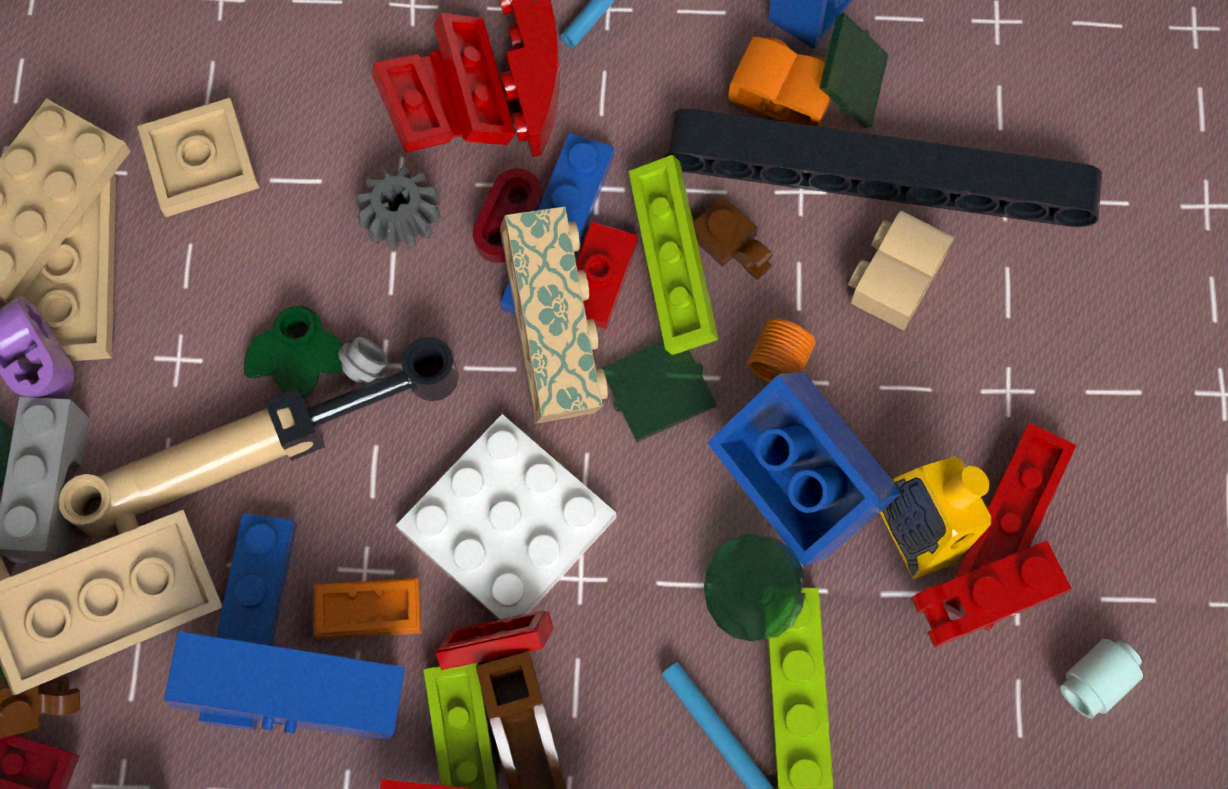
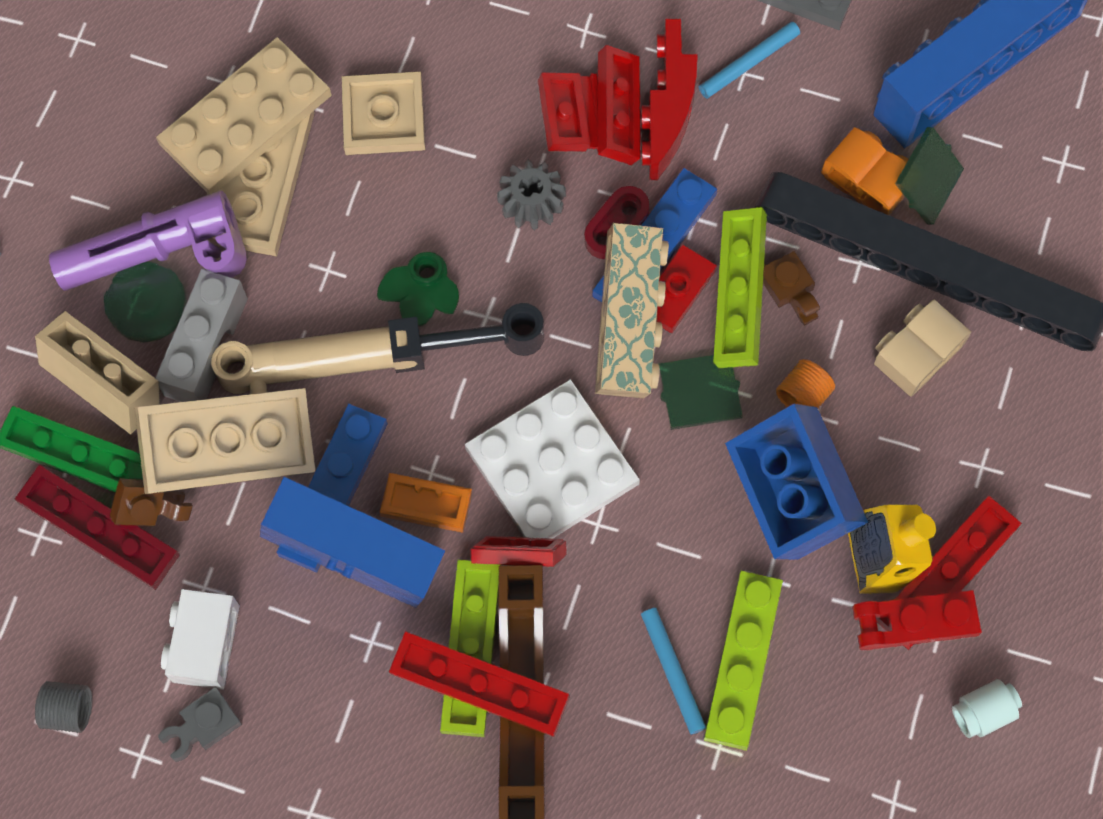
camera: 15 degrees right, 0 degrees up
(363, 360) = (472, 309): light grey plate -> none
(754, 587) = (731, 565): clear green tile -> none

